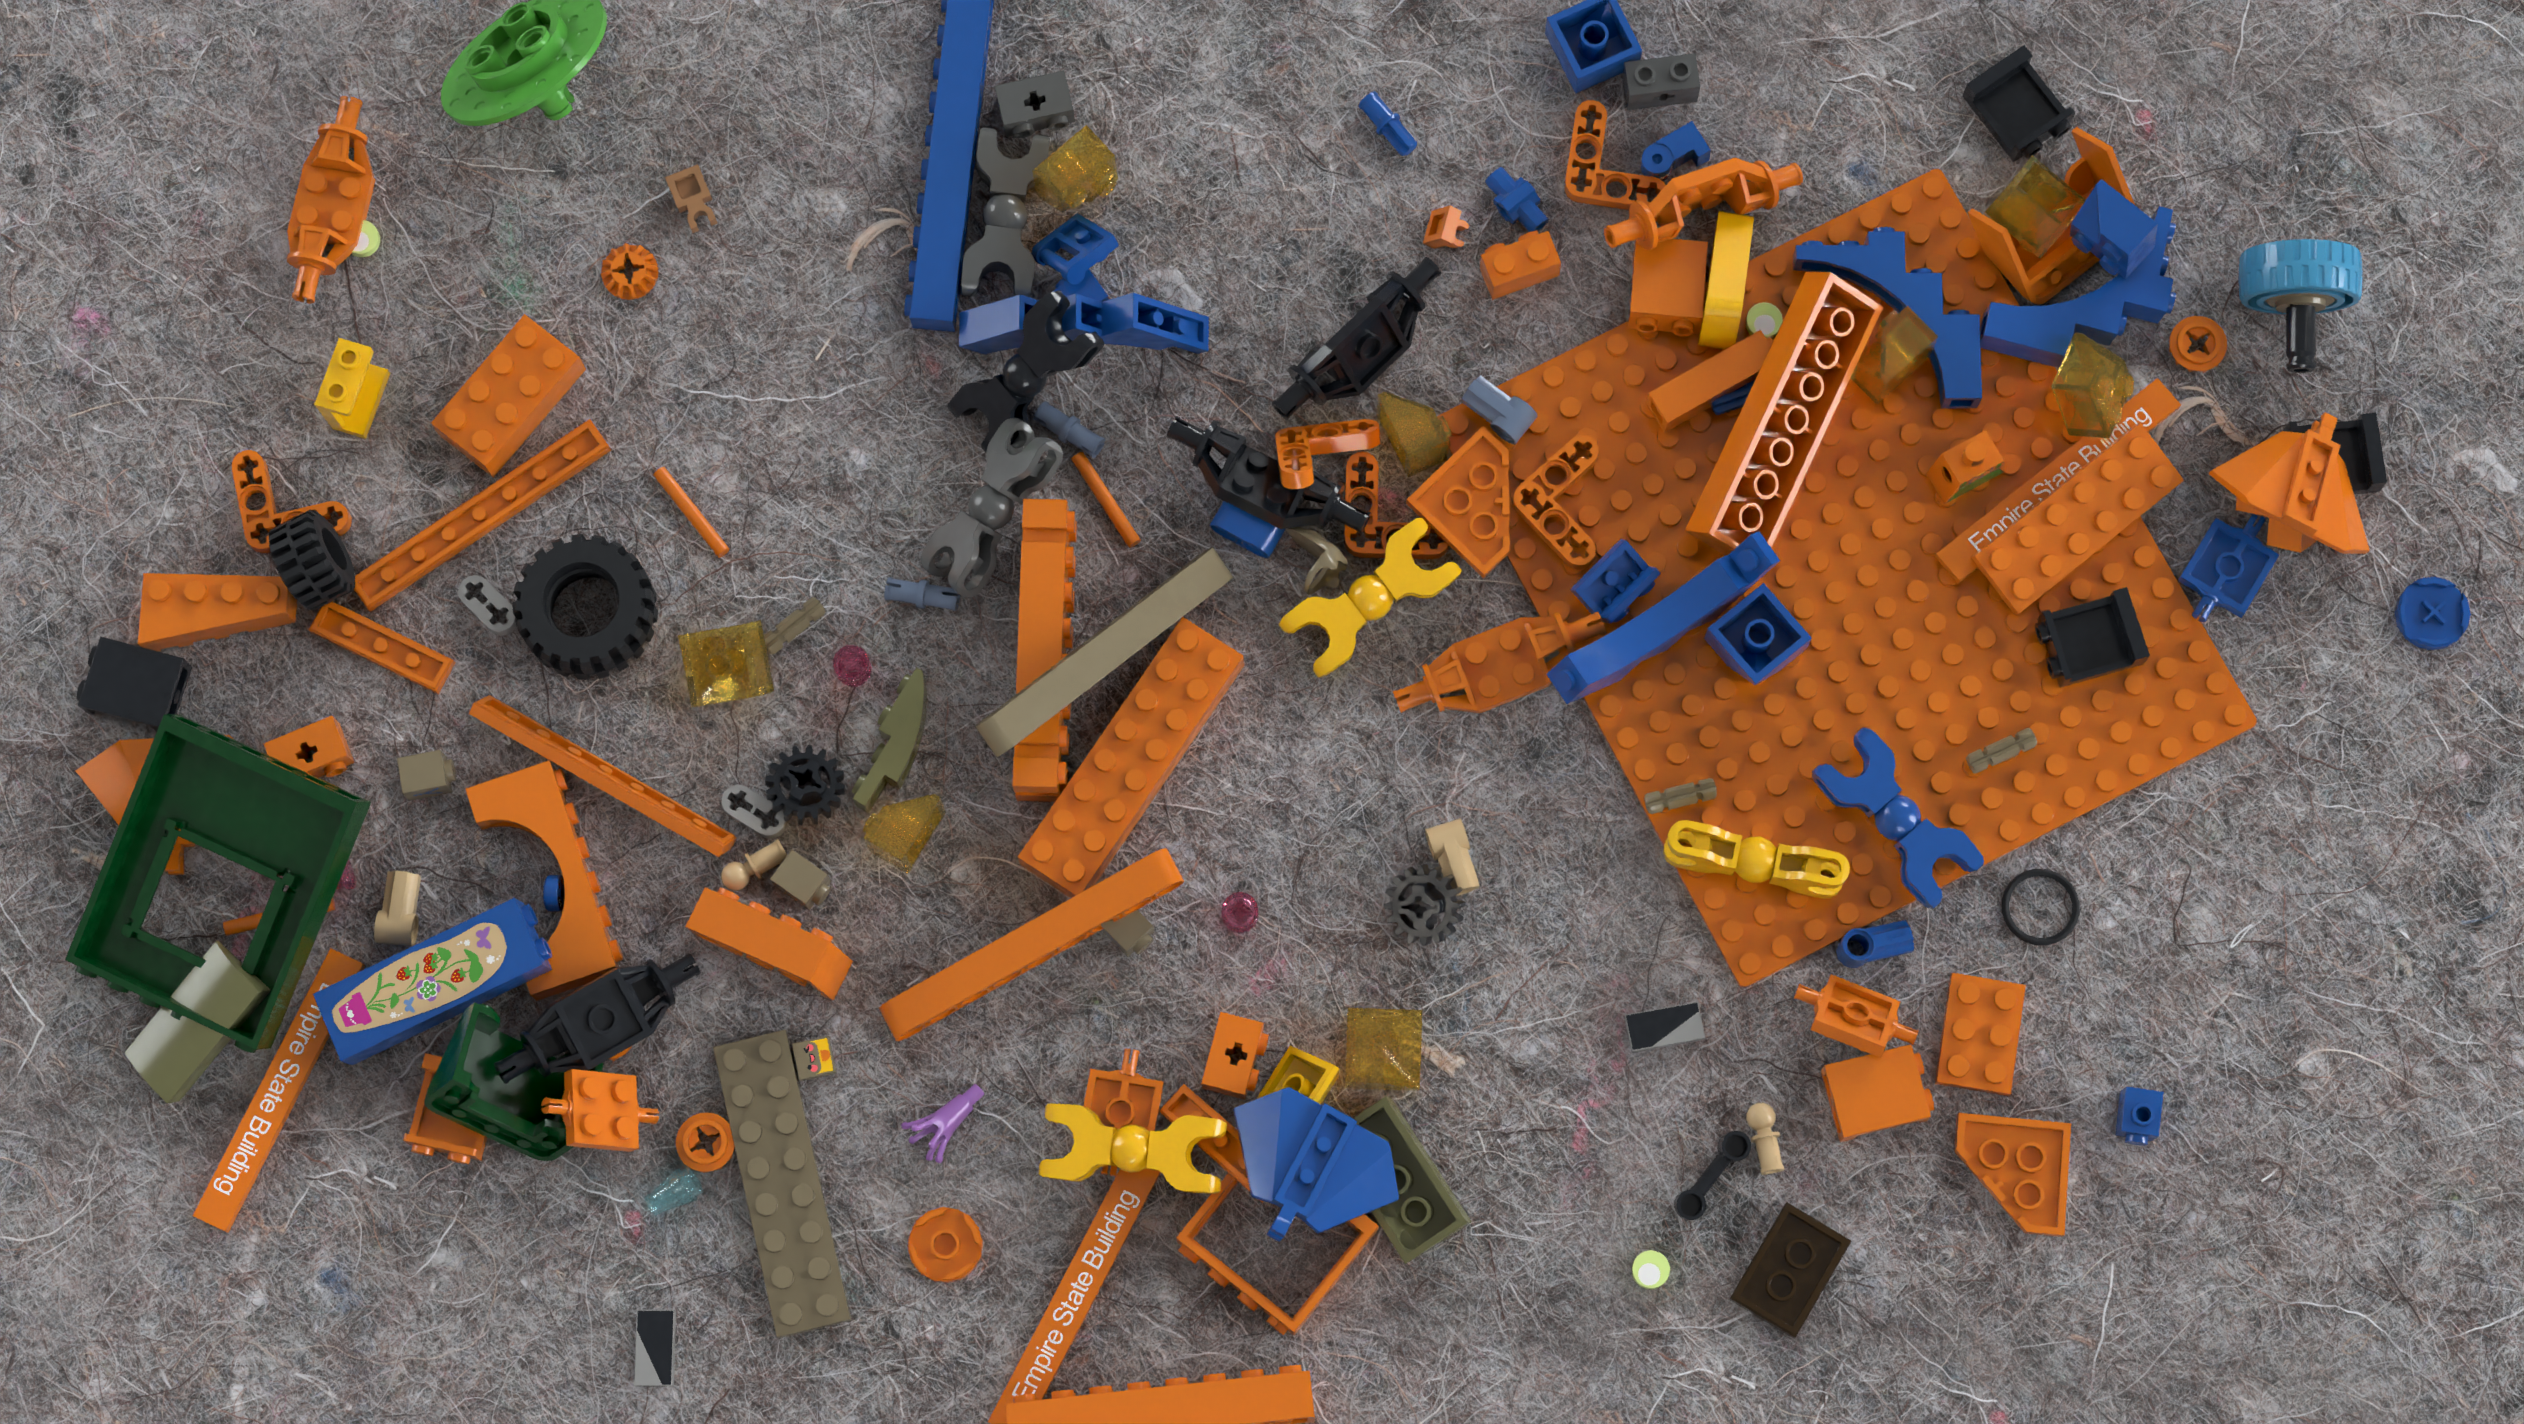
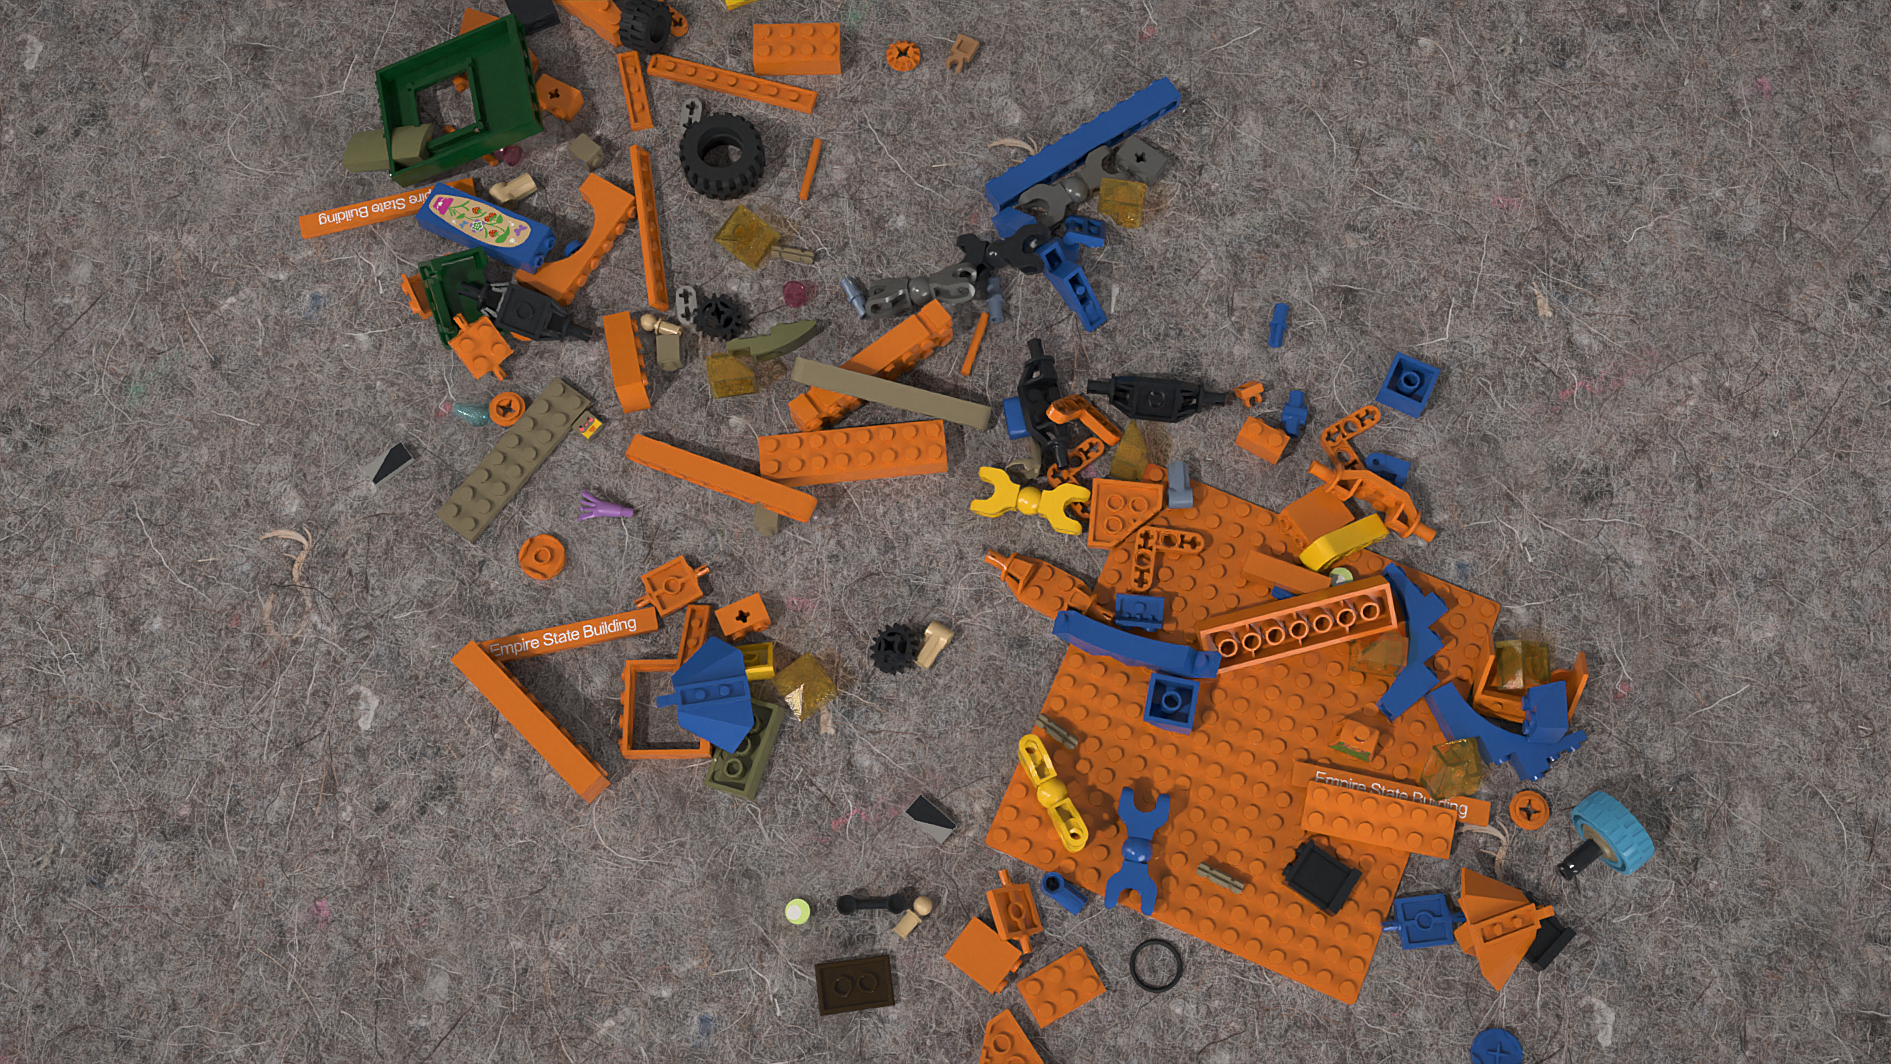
camera: 50 degrees right, 5 degrees down
(1132, 1148) = (654, 603): yellow piece -> none
(1240, 920) = (821, 569): clear pink wheel -> none
(1661, 81) = (1417, 433): dark grey brick -> none
(2017, 106) = (1569, 617): black panel -> none

